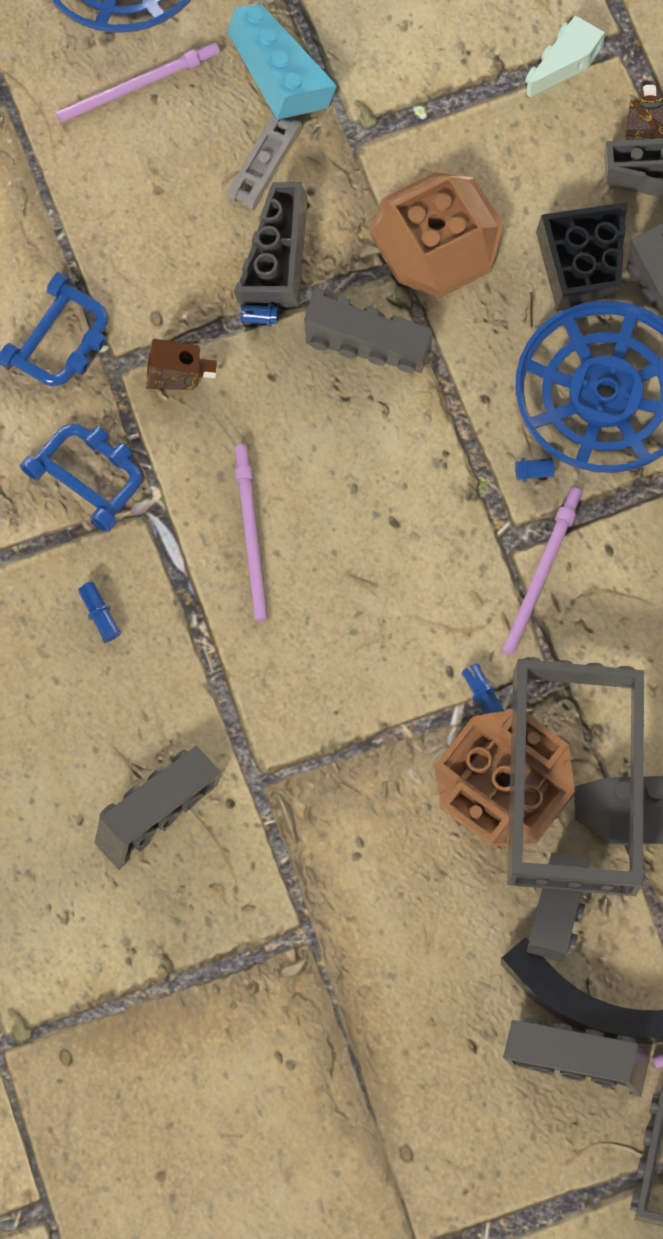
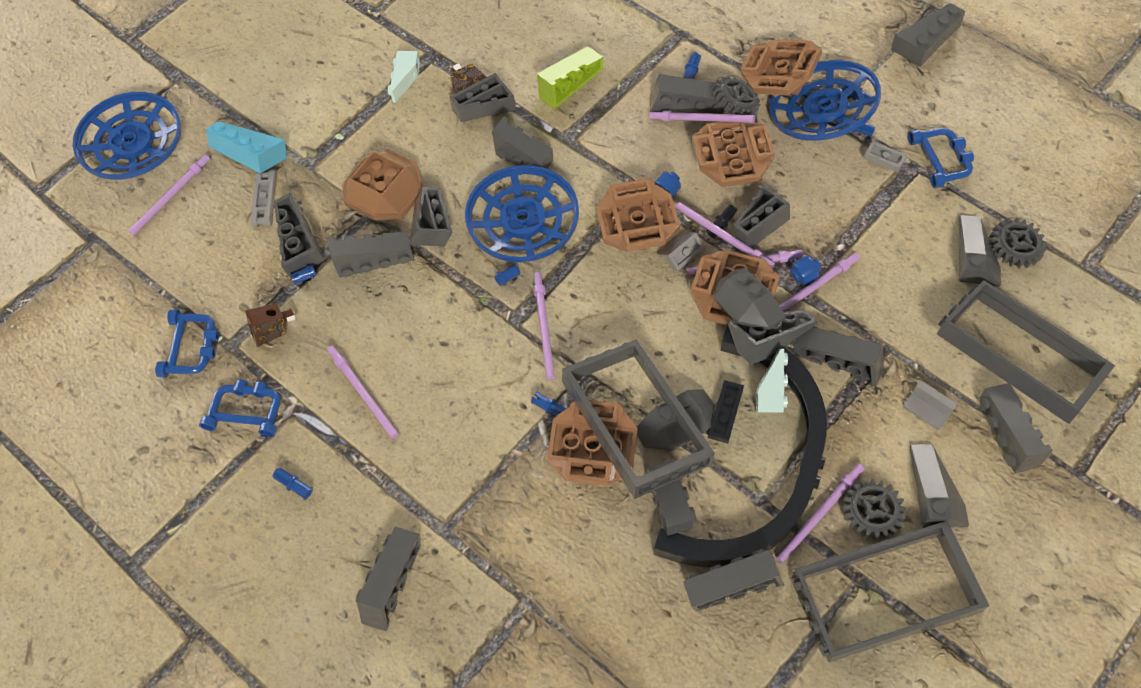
camera: 30 degrees left, 10 degrees down
(473, 326) = (430, 219): none -> dark grey wedge
(583, 252) = (468, 156): black wedge -> none

